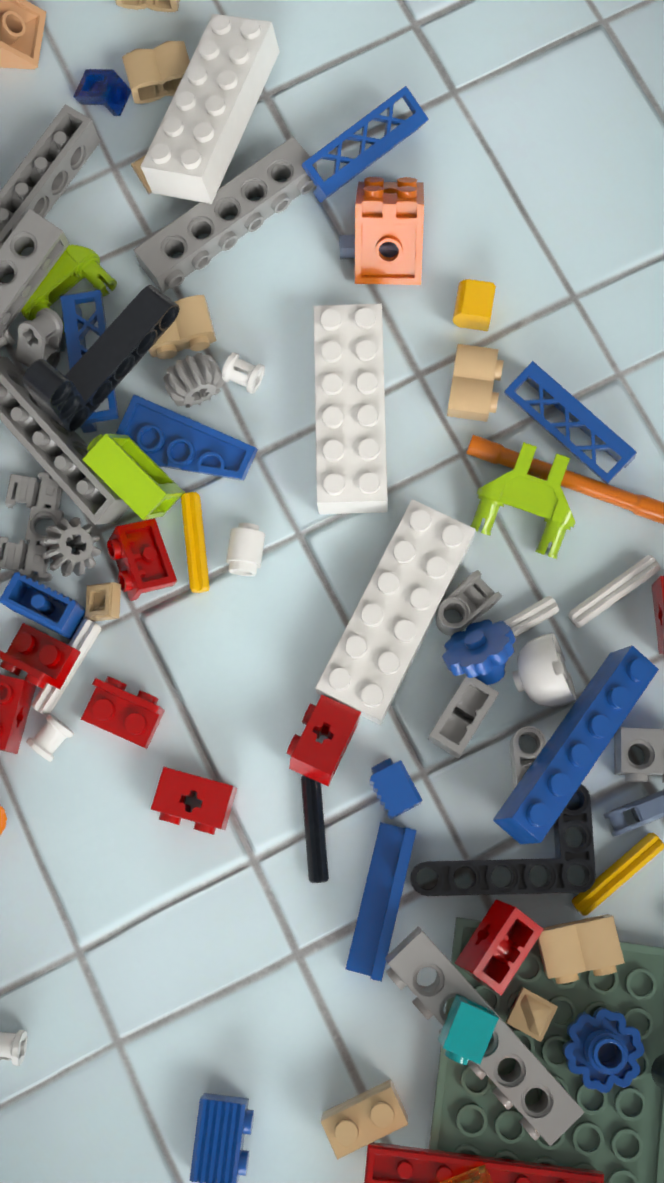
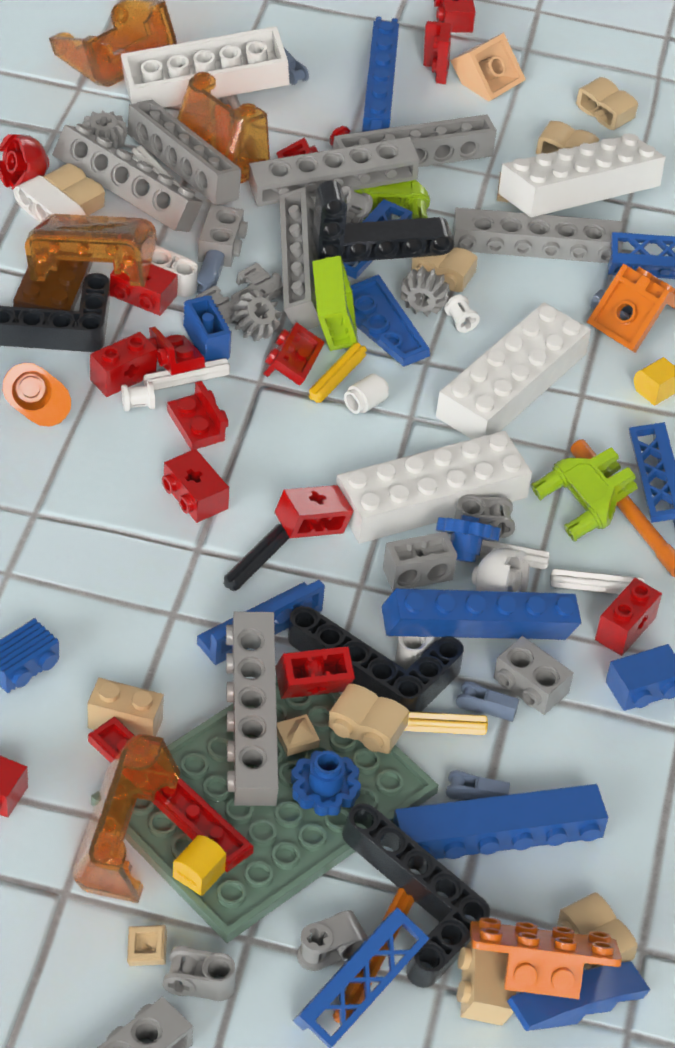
camera: 25 degrees right, 30 degrees down
(103, 88) = (523, 132): clear blue bracket -> none
(103, 601) = (246, 358): tan tile -> none
(394, 788) = (333, 559): blue brick -> none
(467, 1031) = (249, 671): teal brick -> none
(473, 383) = (612, 415): tan brick -> none

